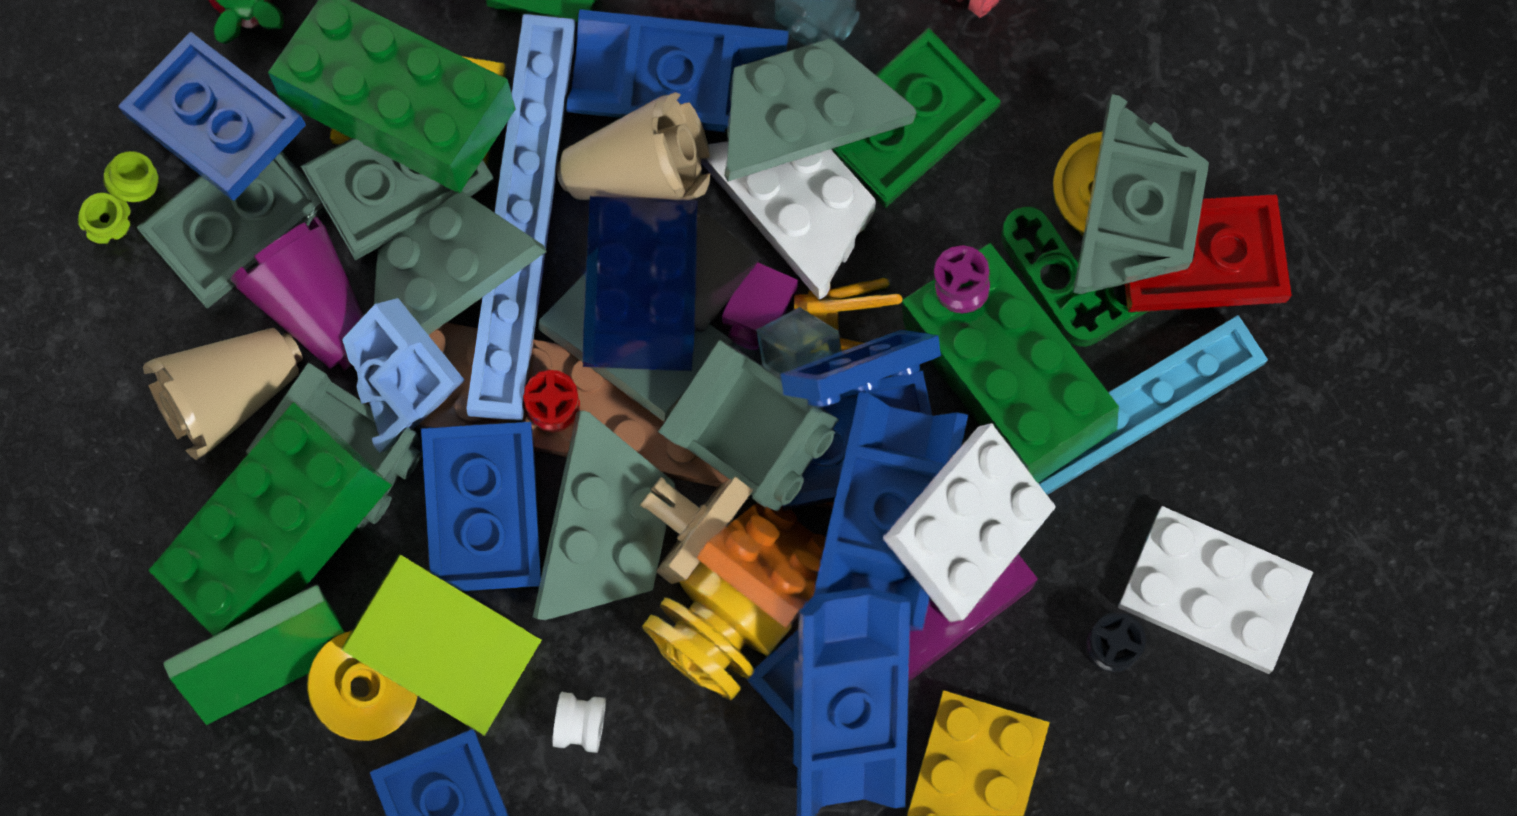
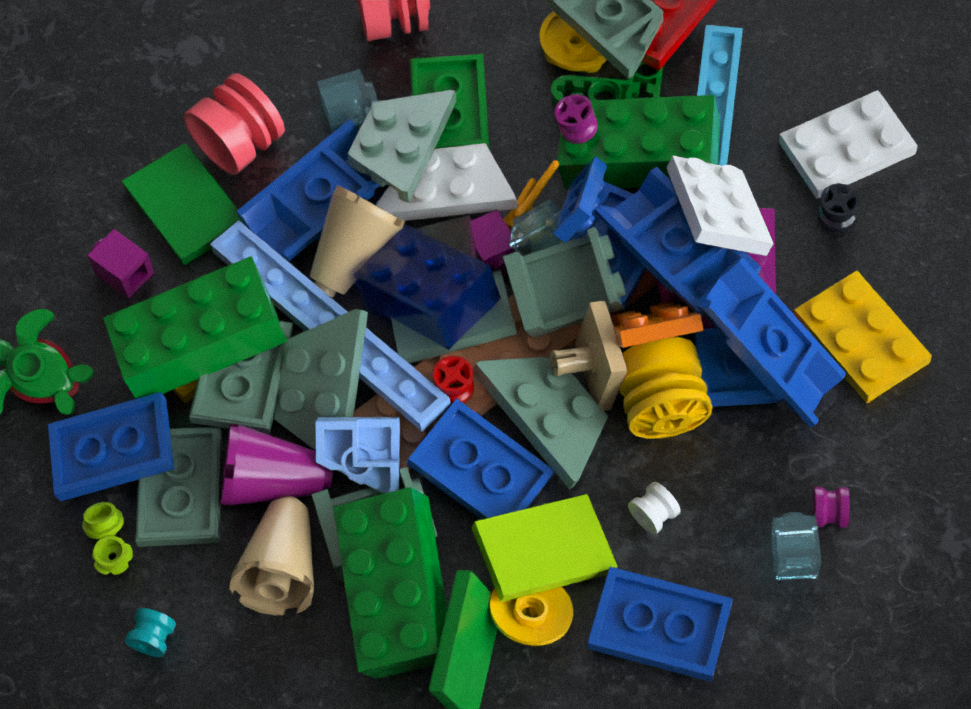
camera: 45 degrees left, 15 degrees down
(48, 326) = (150, 632): none -> teal wheel

